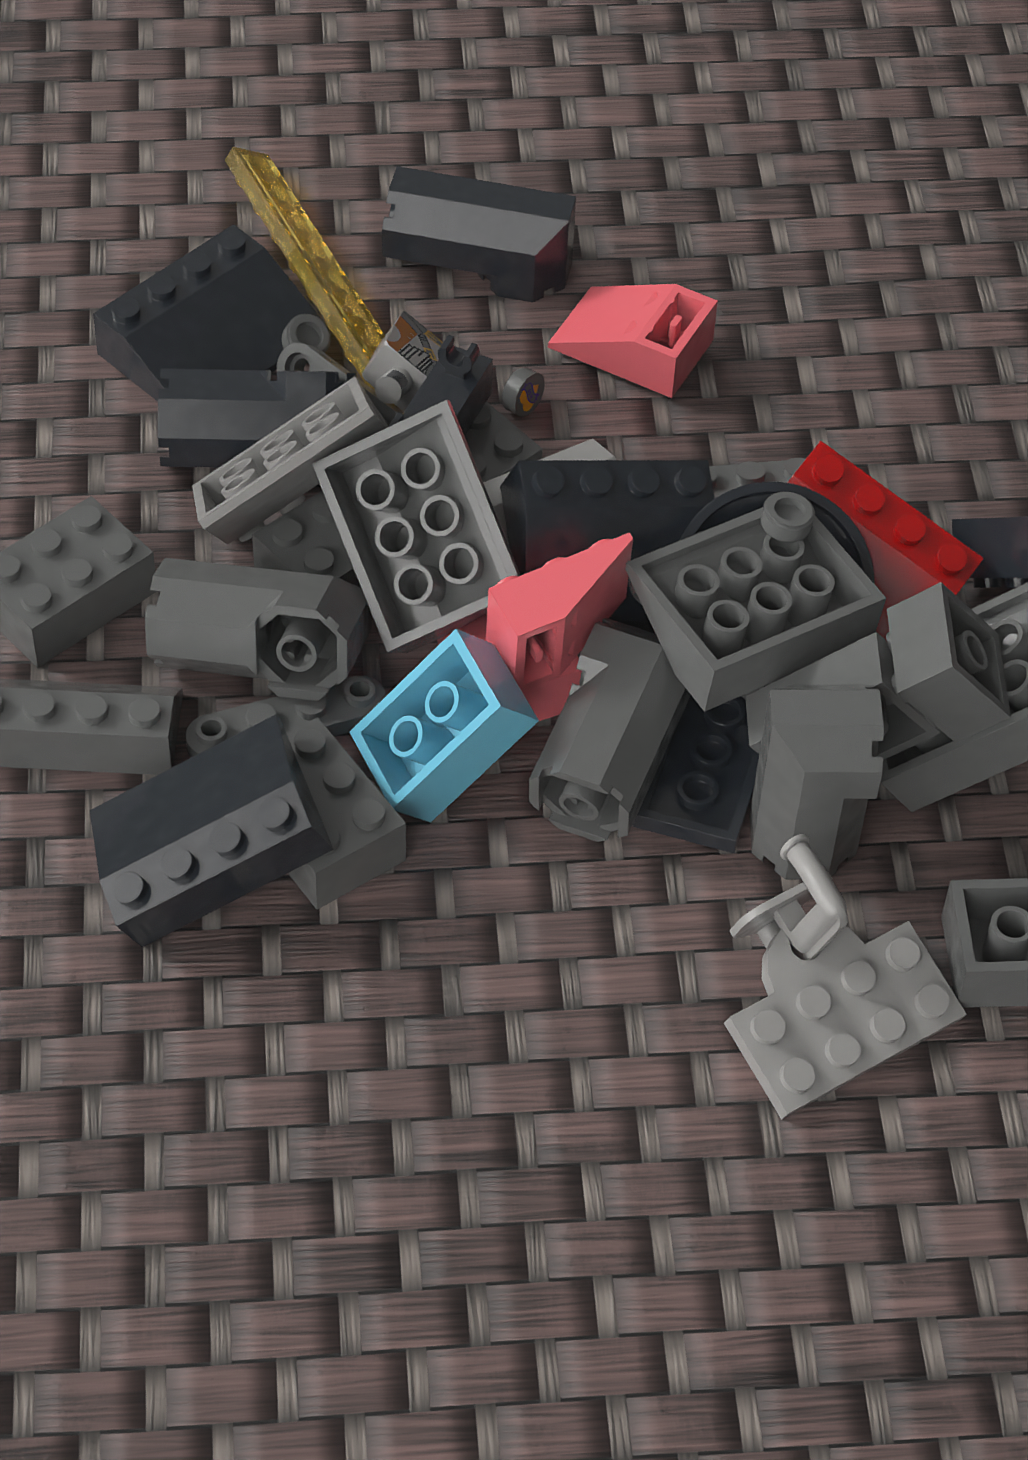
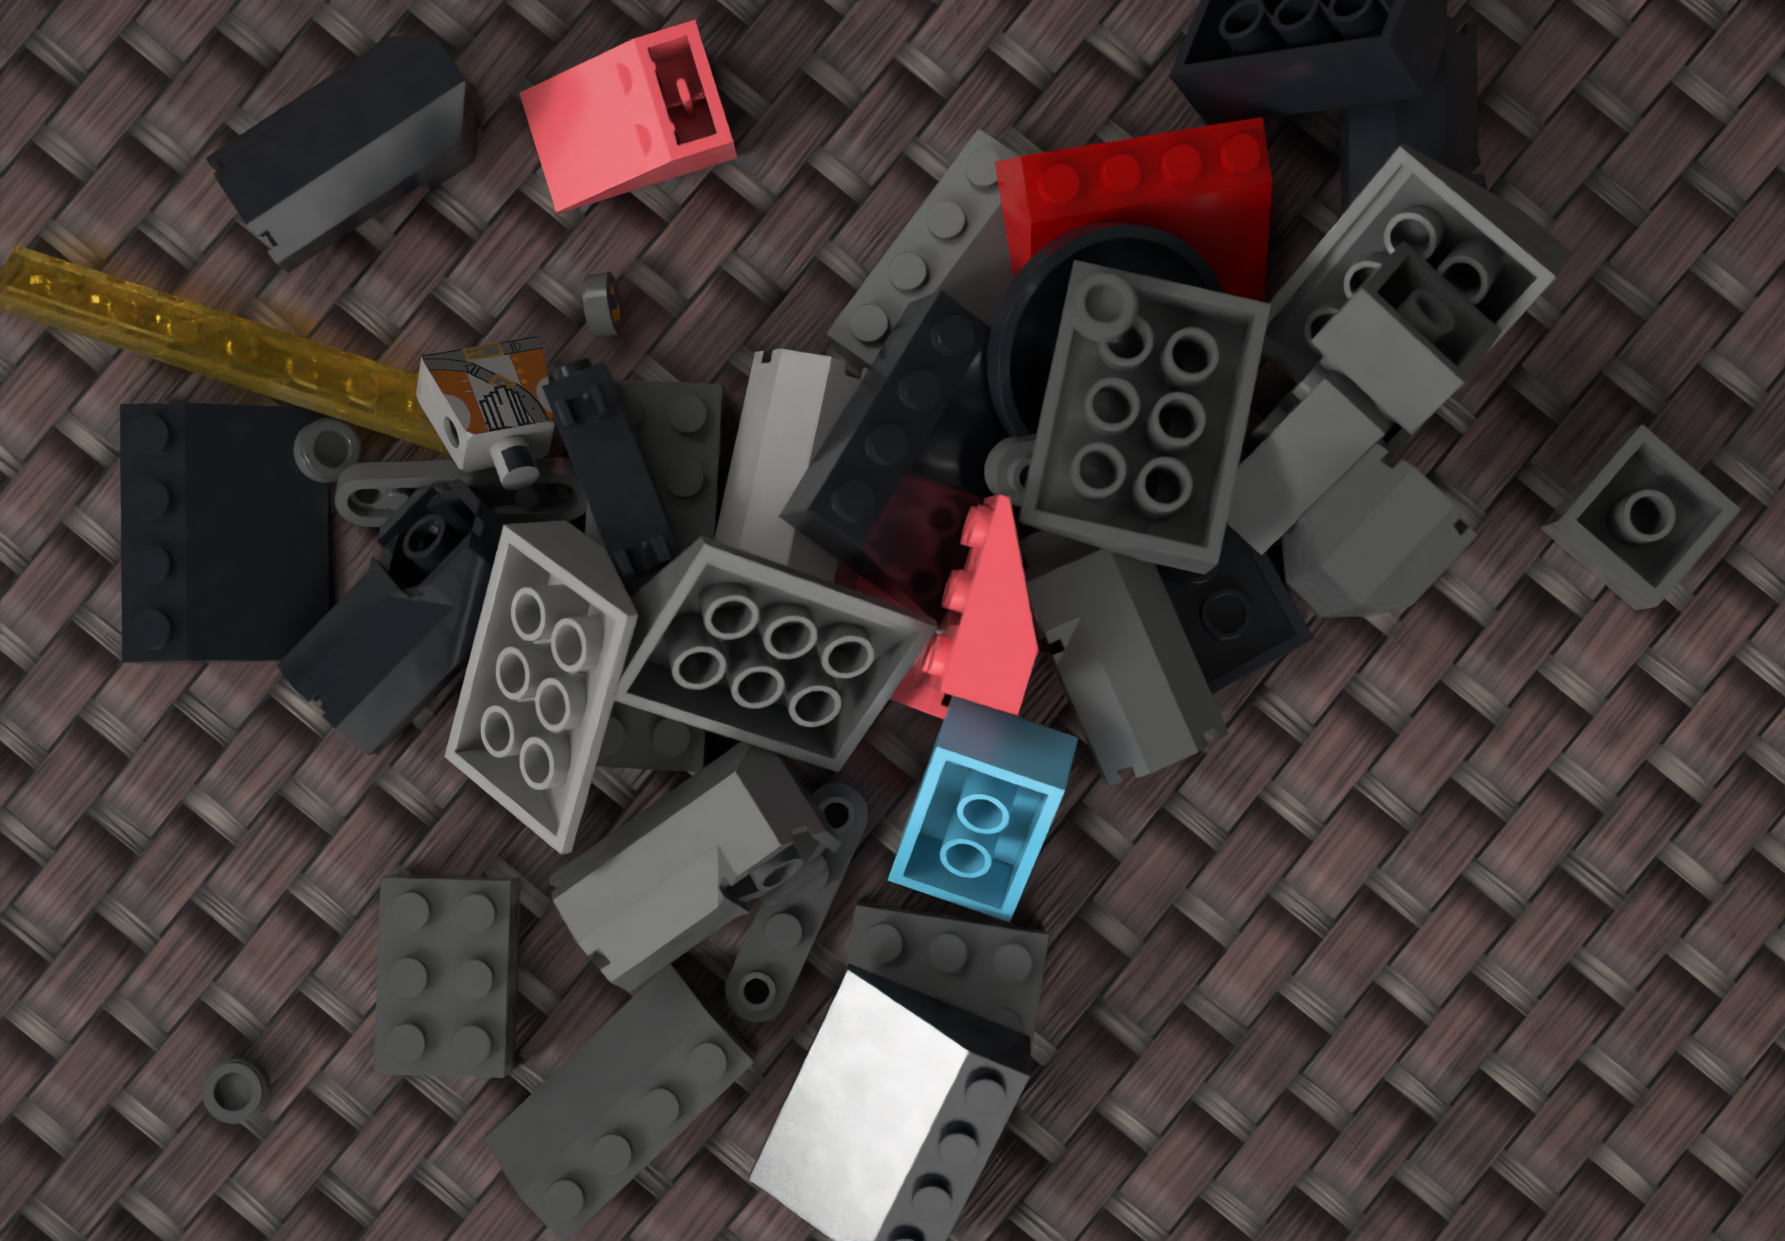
camera: 45 degrees left, 35 degrees up
(830, 997) = (1554, 714): light grey plate -> none

